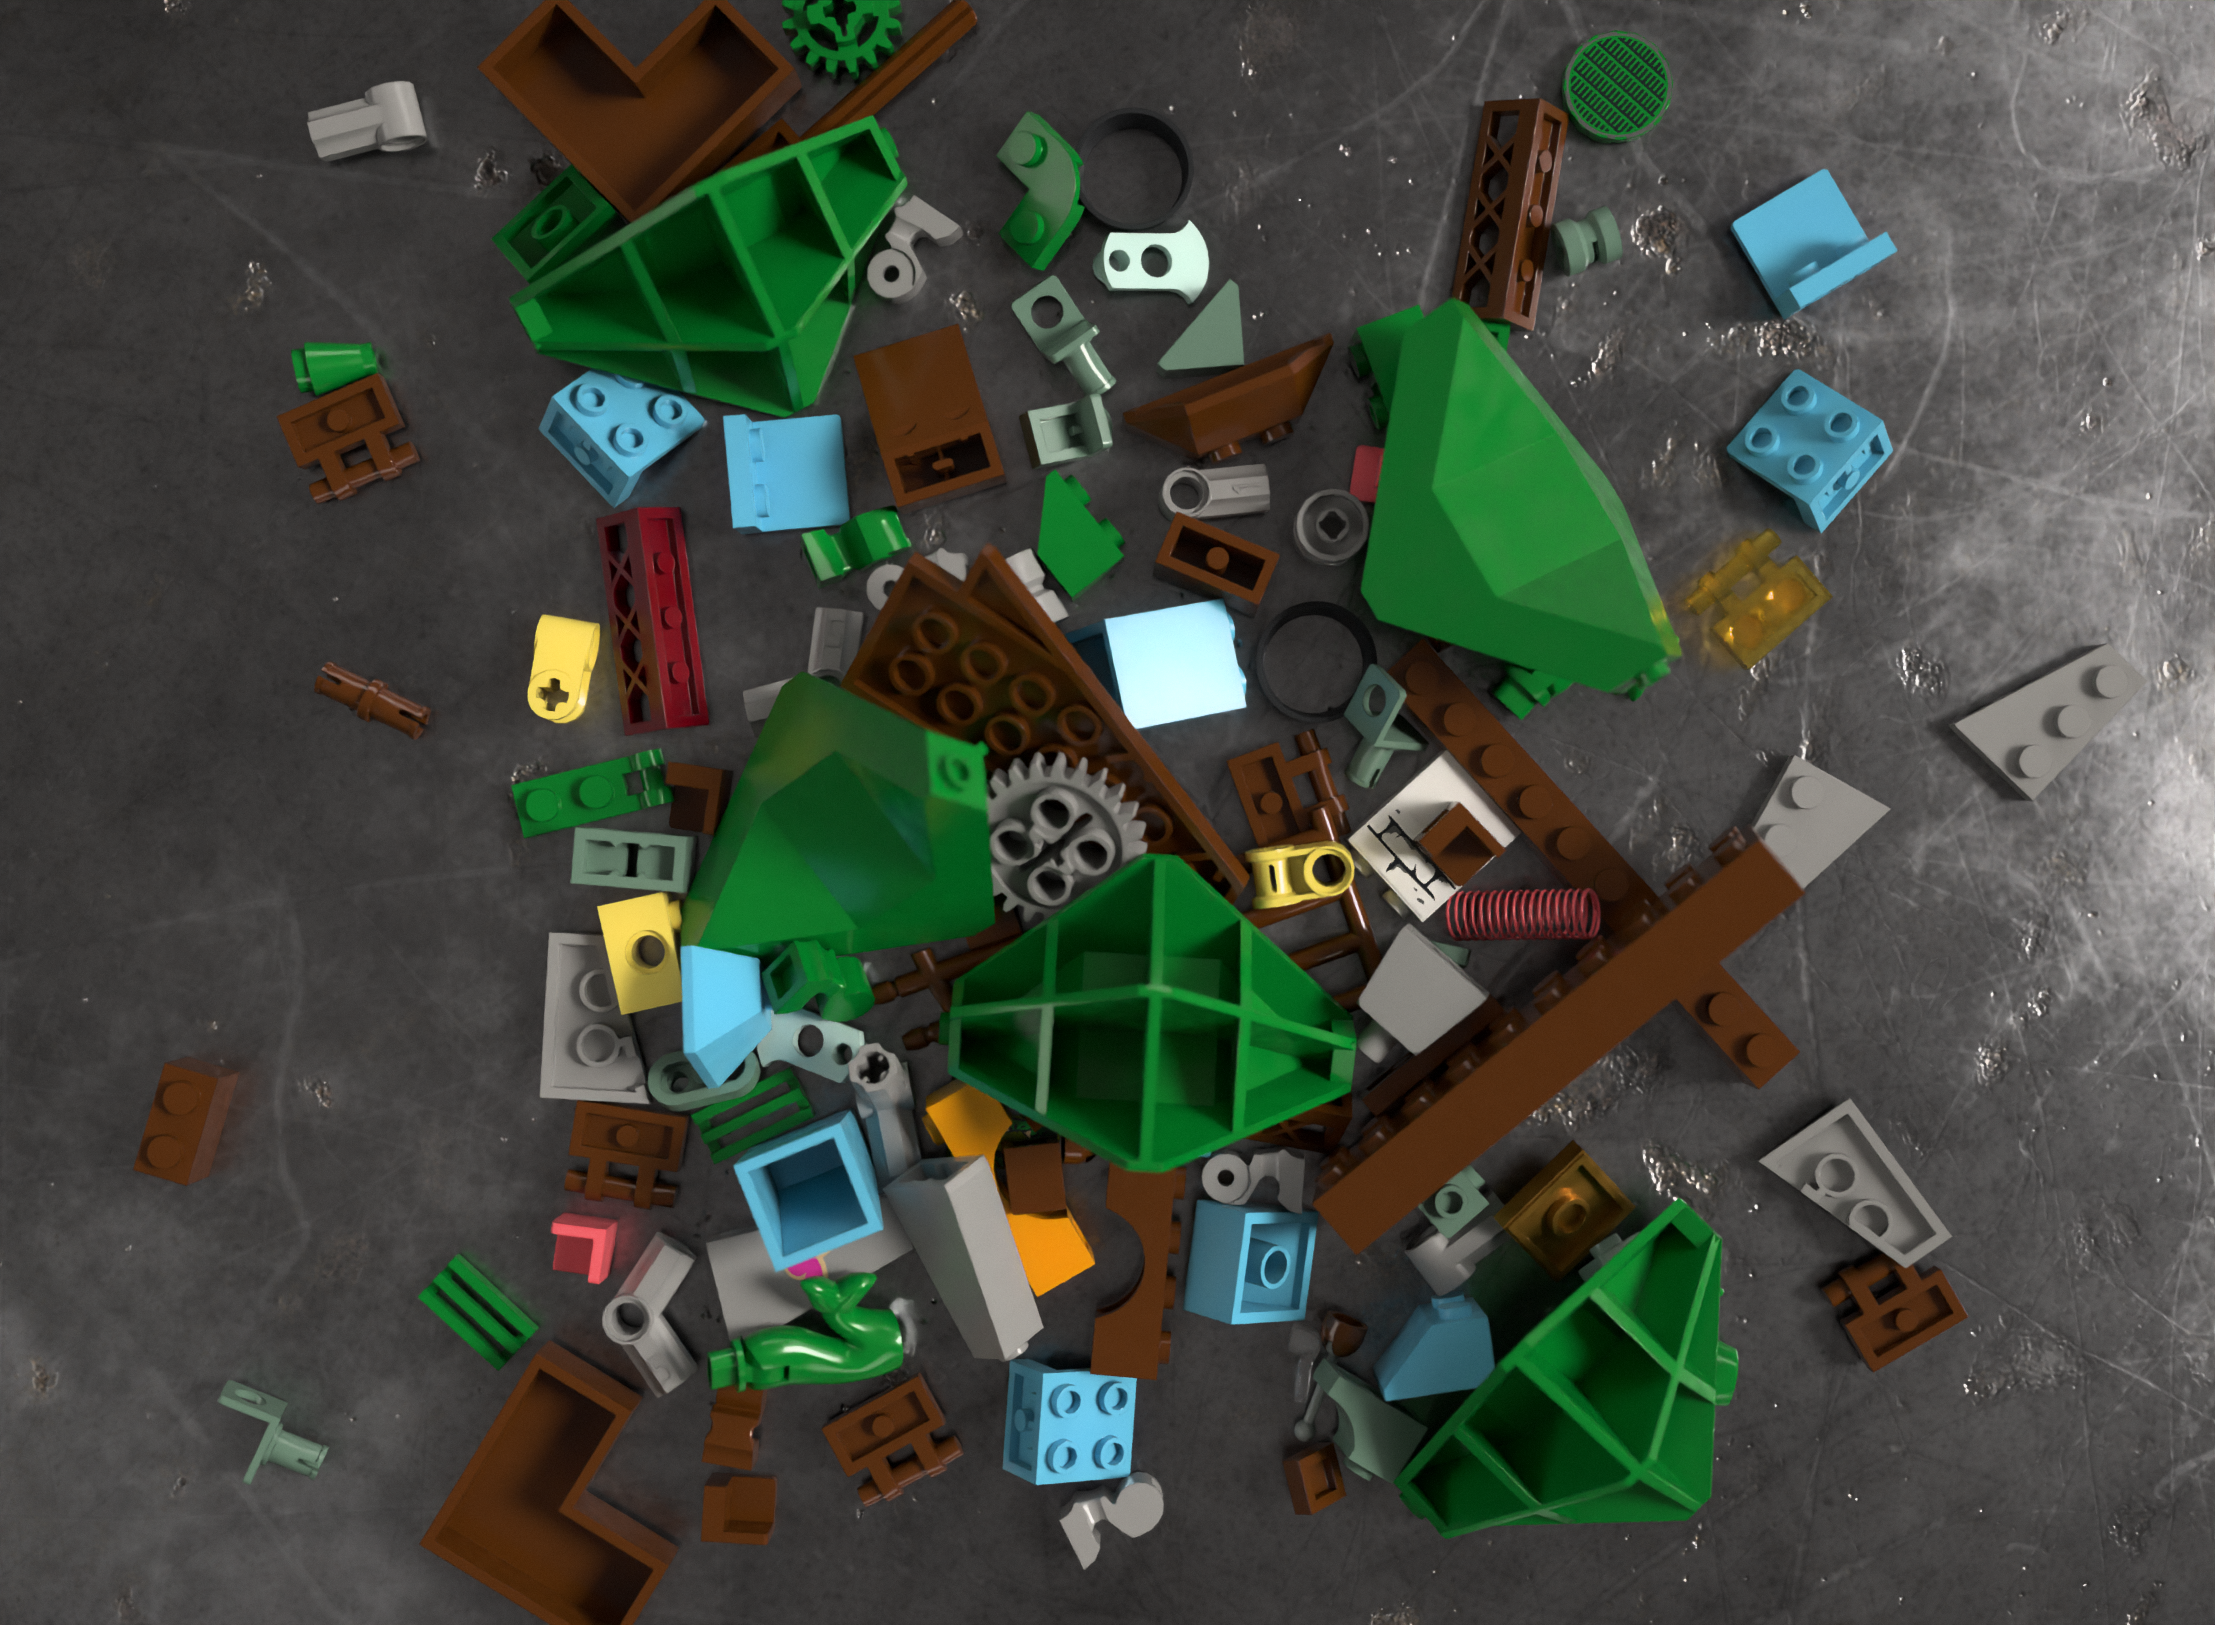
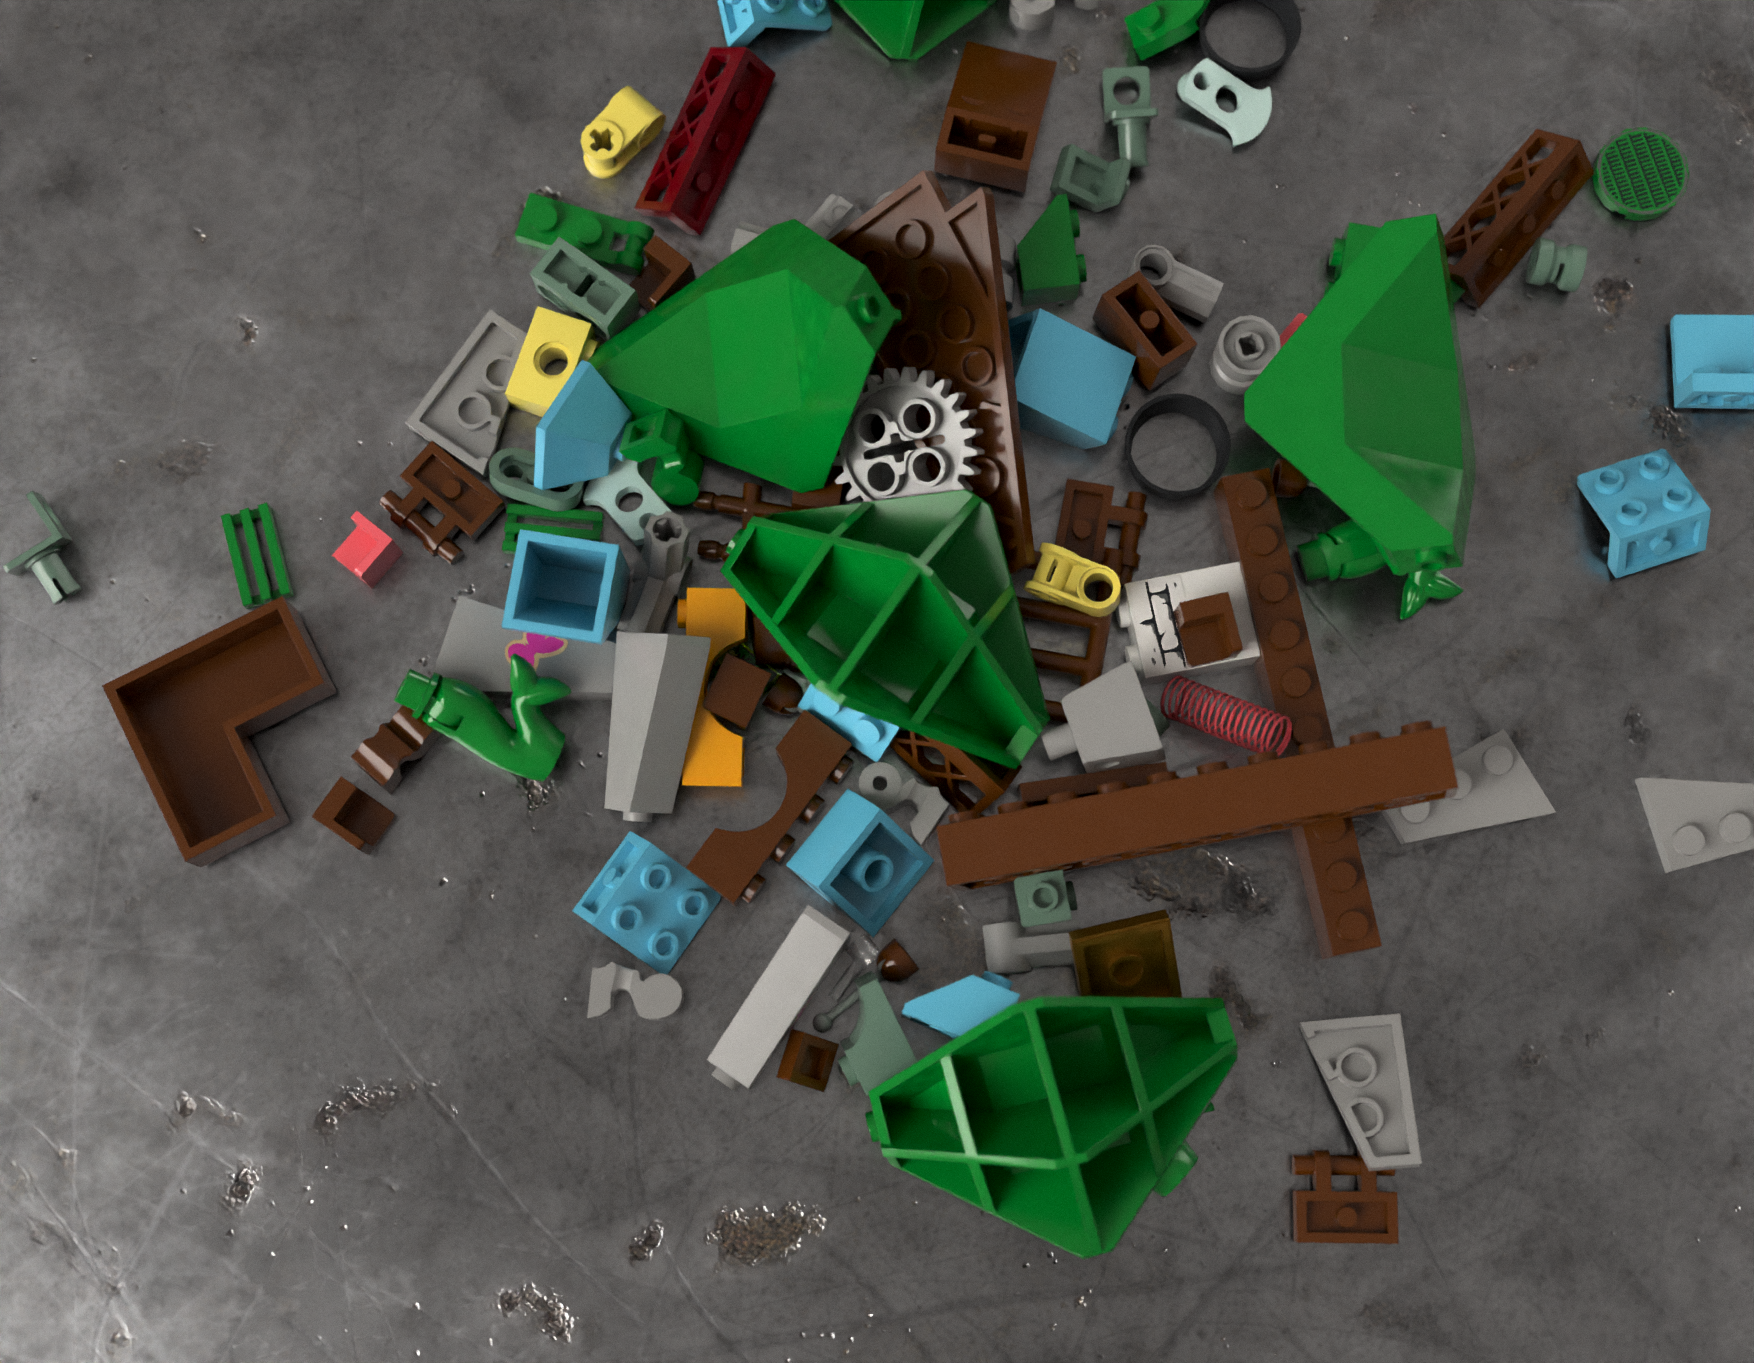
camera: 30 degrees right, 10 degrees down
(186, 1120) = (139, 287): reddish brown brick -> none
(372, 700) = (469, 77): reddish brown pin -> none
(650, 1286) = (371, 652): light grey piece -> none
(786, 473) = (866, 91): medium azure bracket -> none
(856, 546) = (883, 171): green leg -> none
(884, 1425) = (503, 820): reddish brown plate -> none
(1211, 341) = (1231, 176): sand green slope -> none
(1235, 406) = (1226, 231): reddish brown wedge -> none
(1254, 1439) = (778, 999): none -> light grey slope
(1381, 730) = (1196, 525): sand green bracket -> none
(1769, 611) = (1542, 610): clear yellow plate -> none

